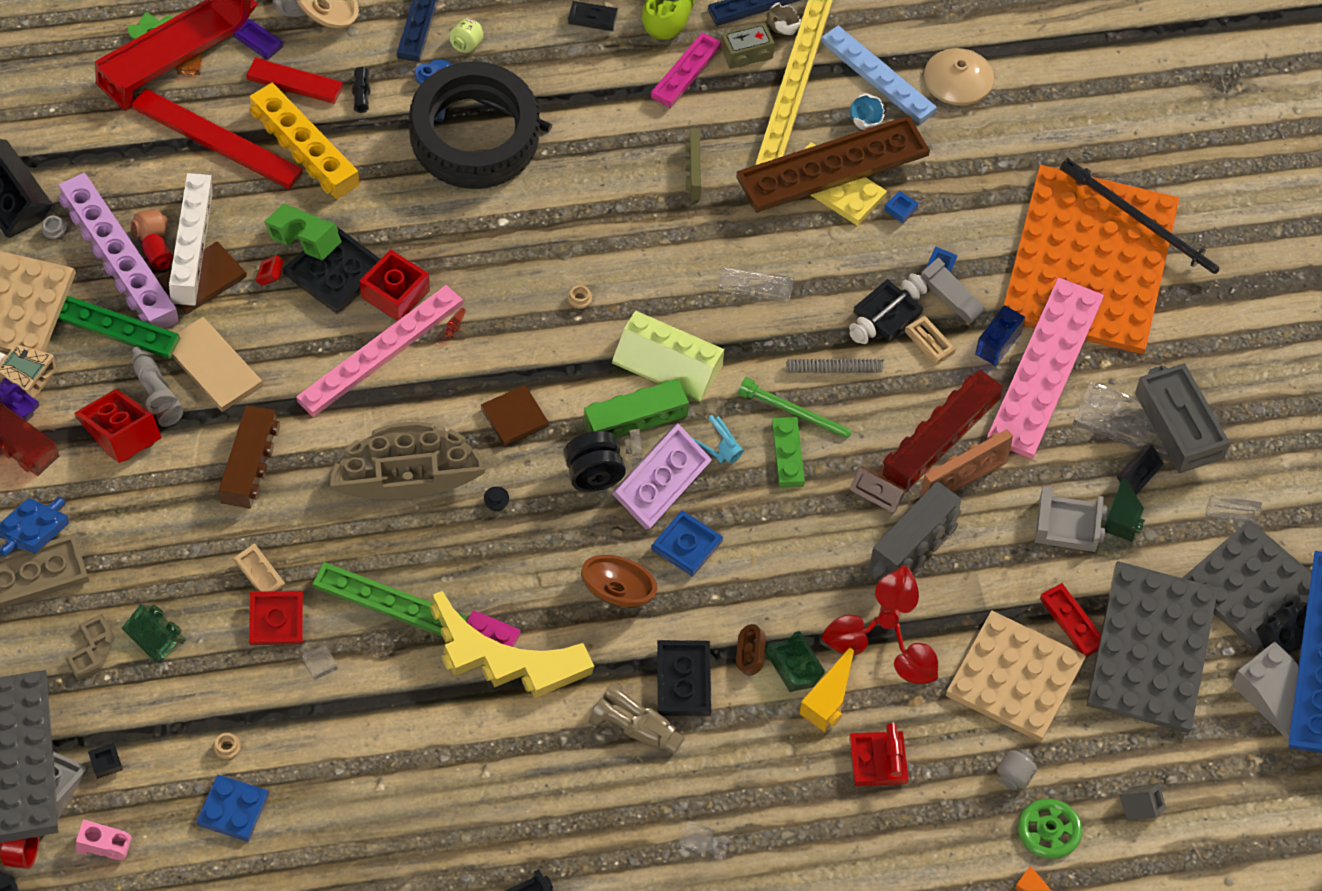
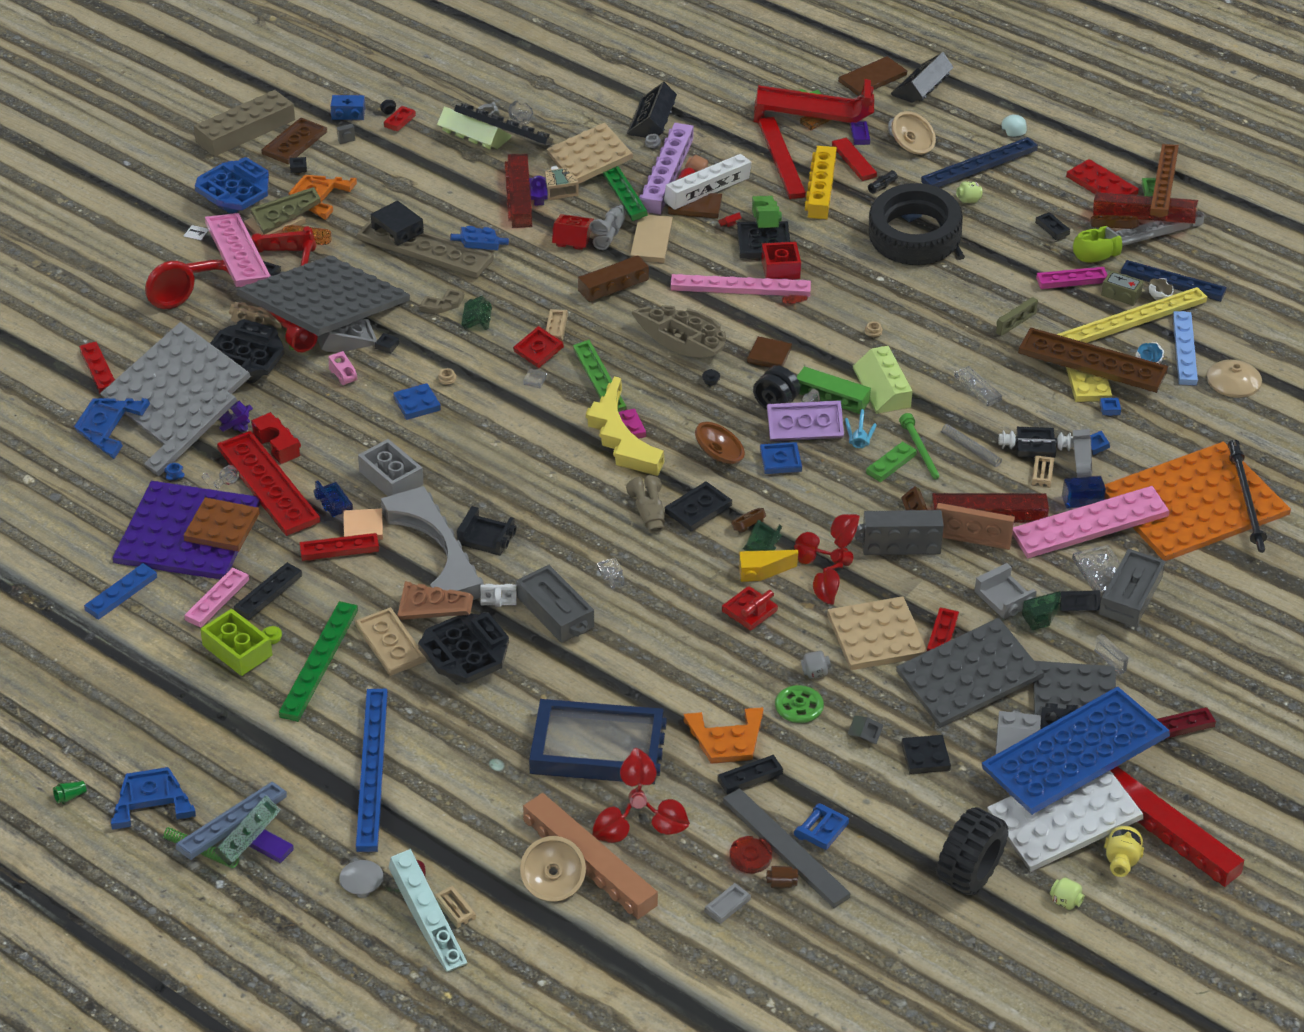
camera: 50 degrees right, 15 degrees down
(1217, 777) = (926, 754): none -> black plate

